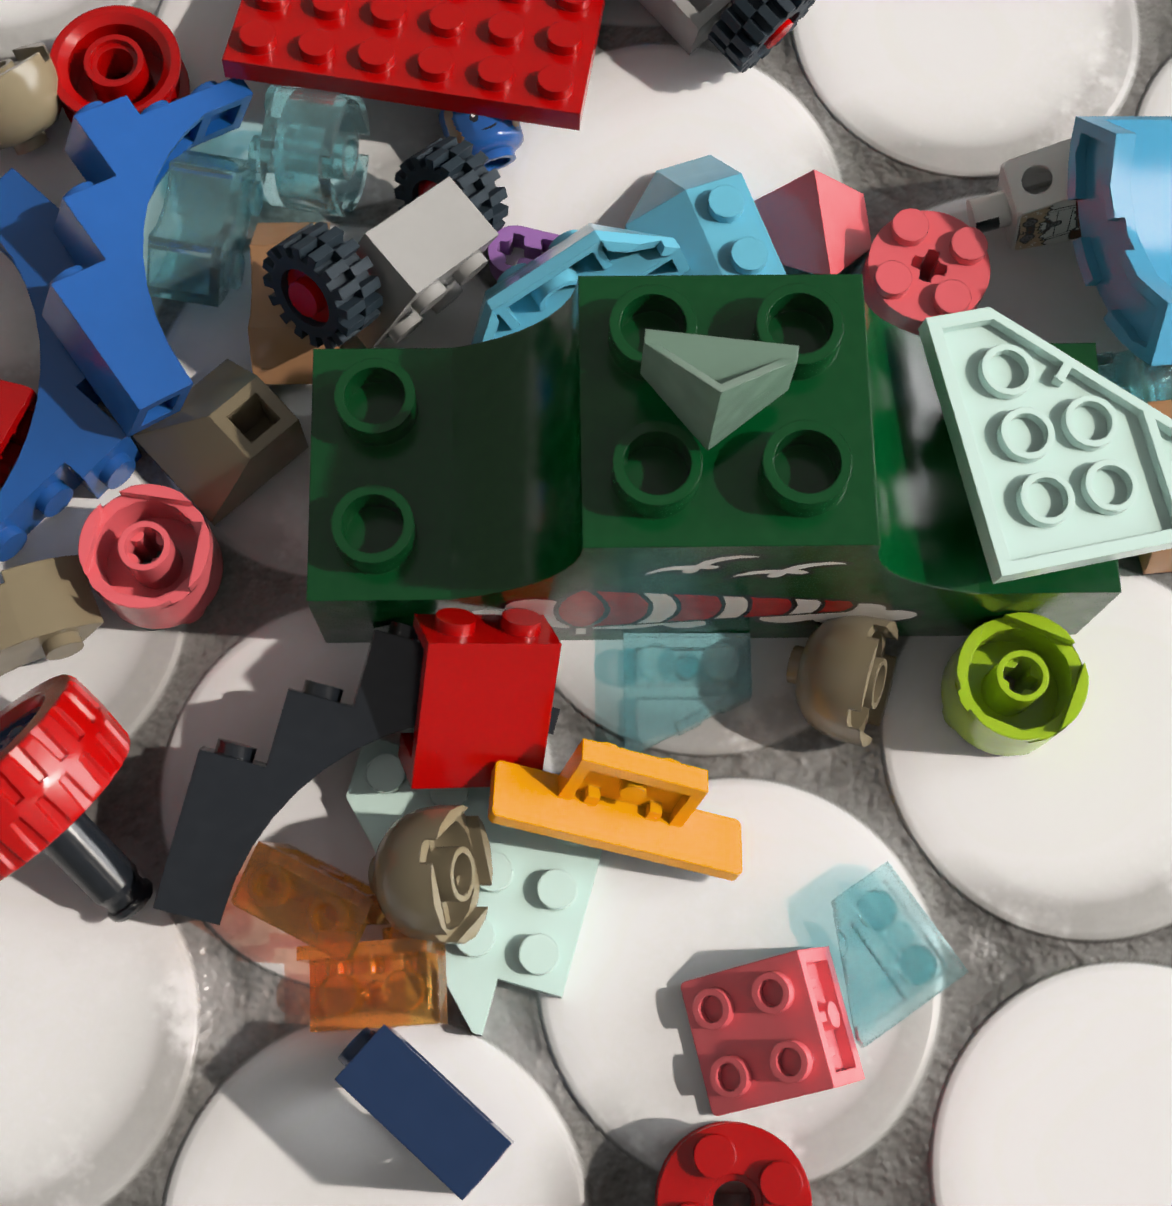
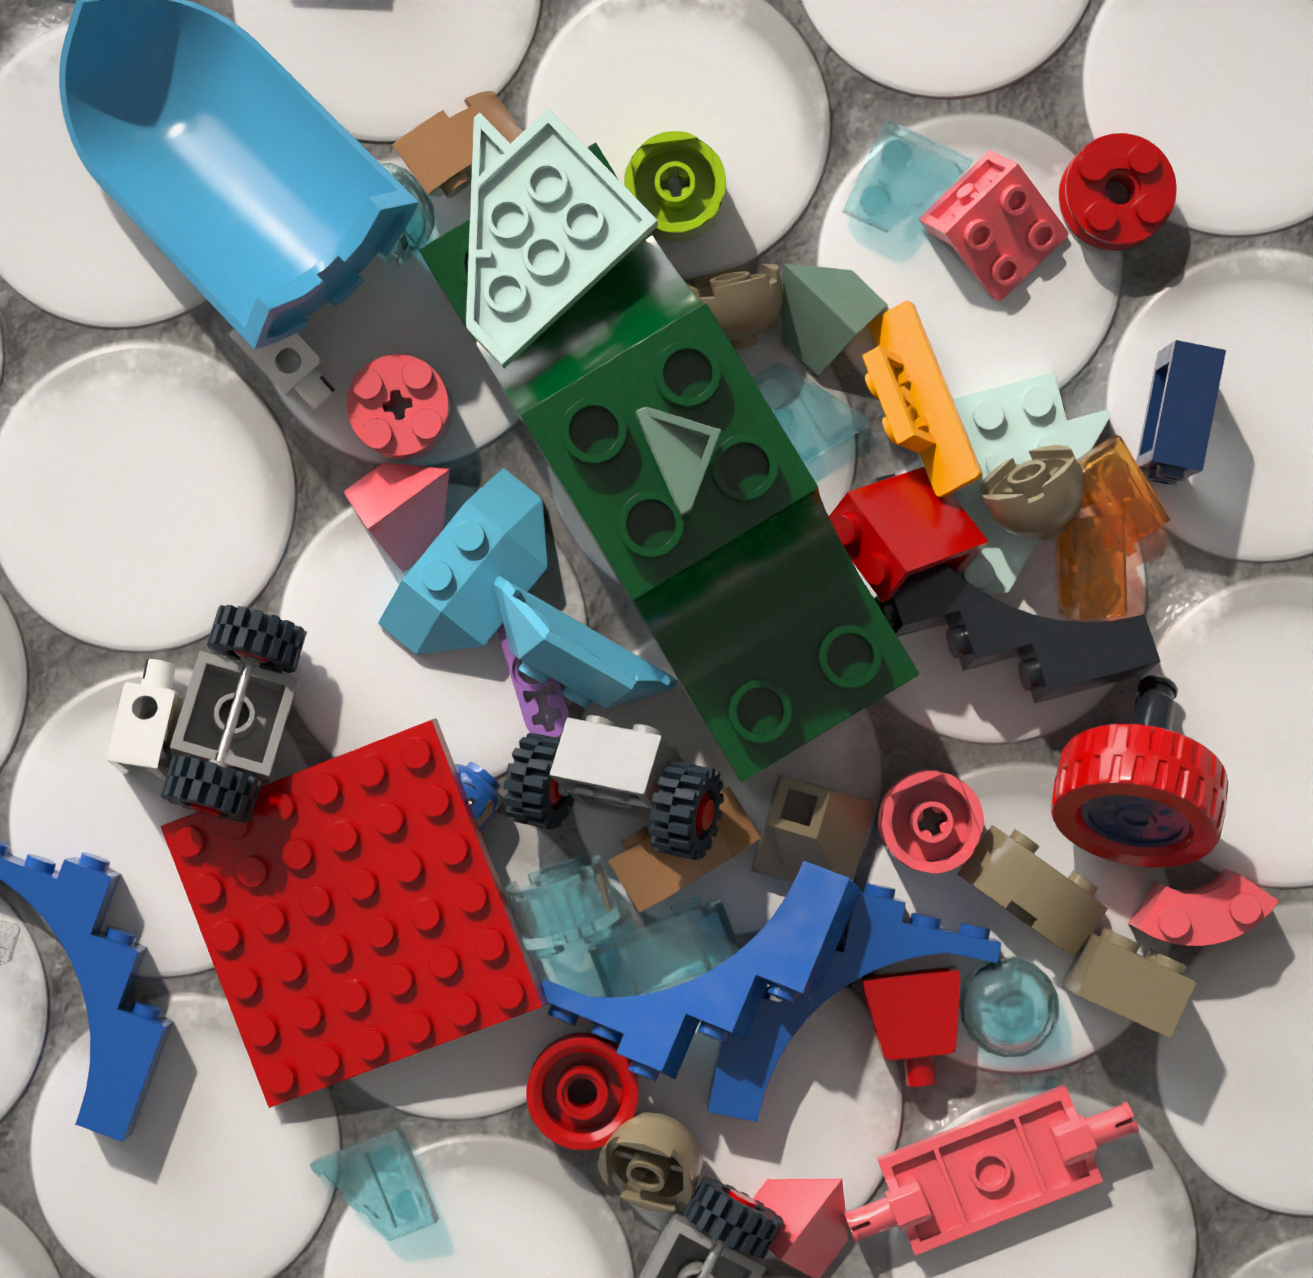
camera: 115 degrees left, 15 degrees up
(780, 778) = (824, 312): none -> sand green slope

